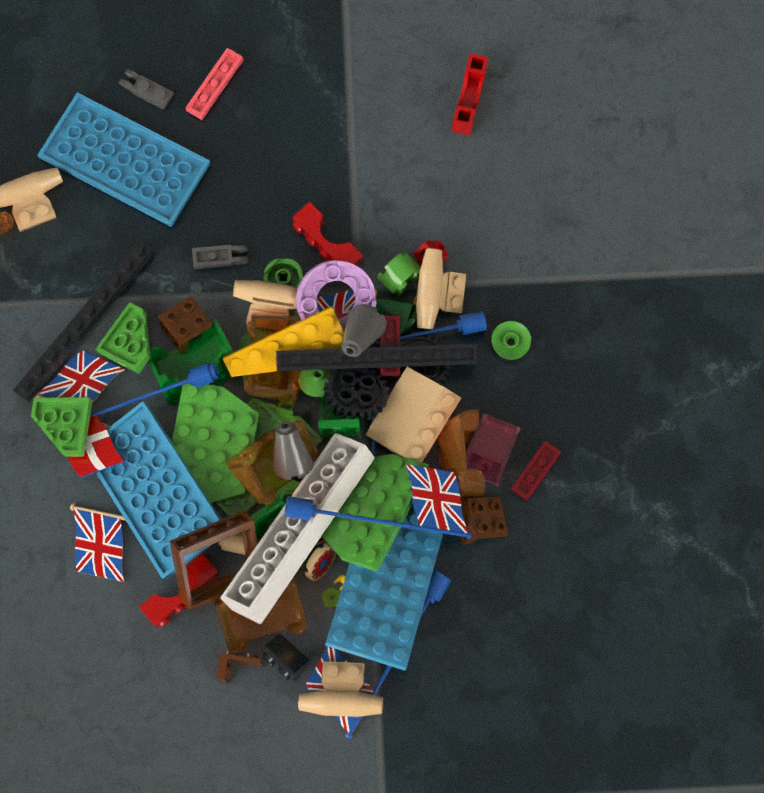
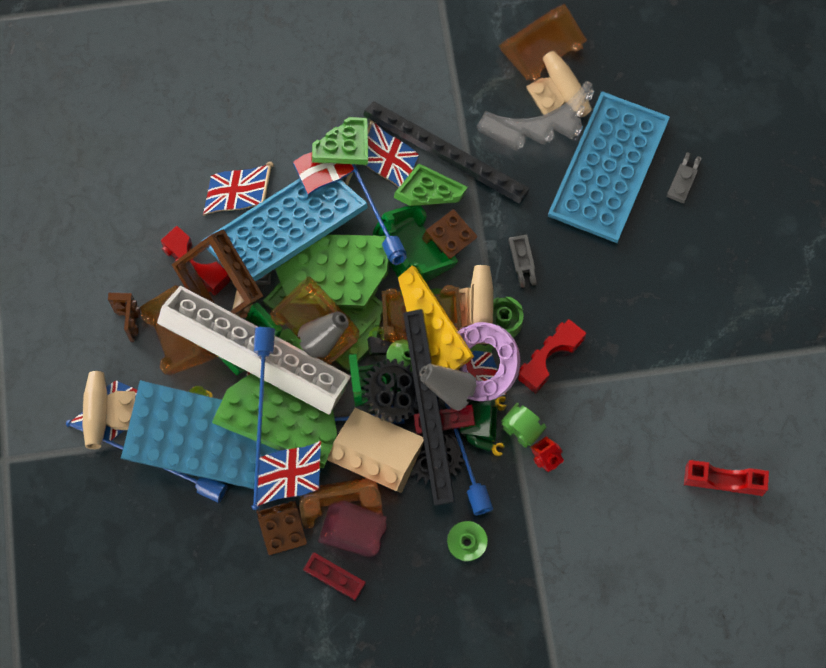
camera: 85 degrees right, 5 degrees down
(75, 219) = (563, 120): none -> clear arch
(214, 84) = (699, 236): coral plate -> none
(285, 656) = (136, 356): black slope -> none
(320, 562) = (224, 375): tile -> none
(437, 290) = (508, 461): tan plate -> none

